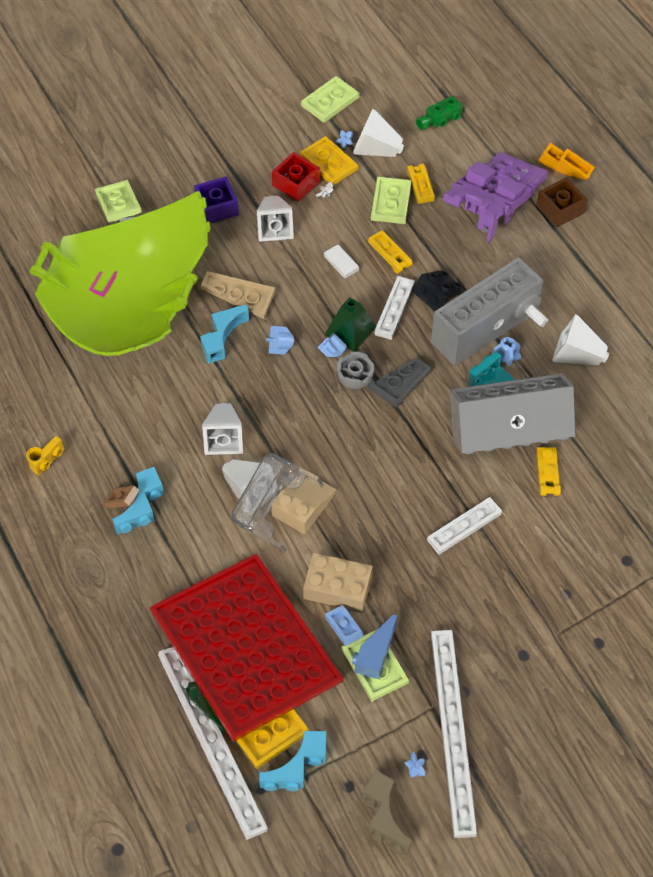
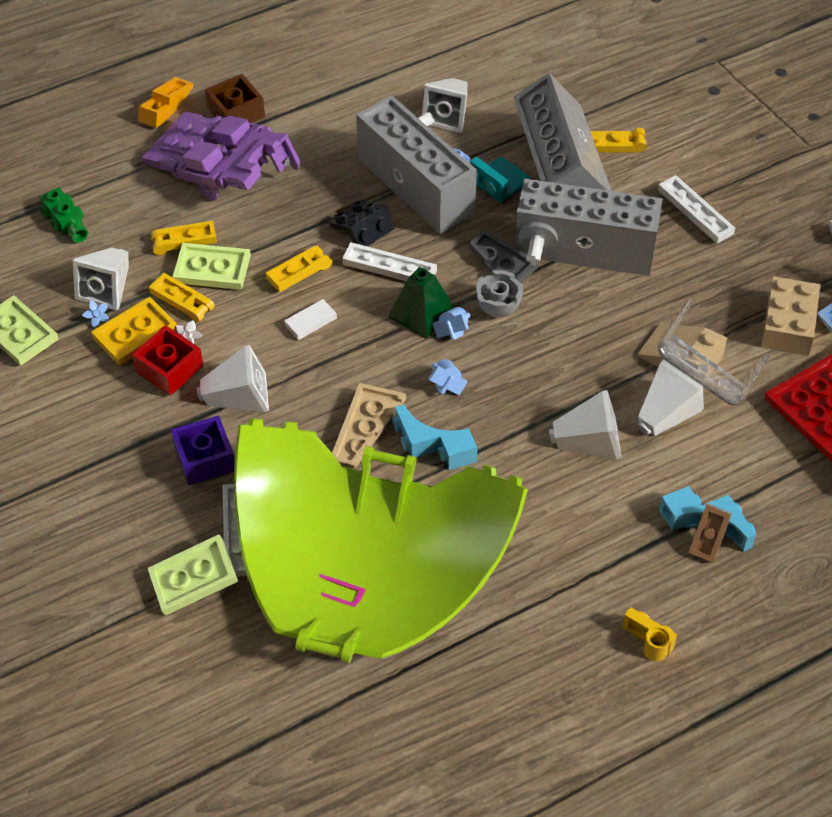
camera: 90 degrees left, 5 degrees down
(360, 184) = (181, 297): none -> yellow plate
(422, 427) = (587, 227): none -> light grey piece

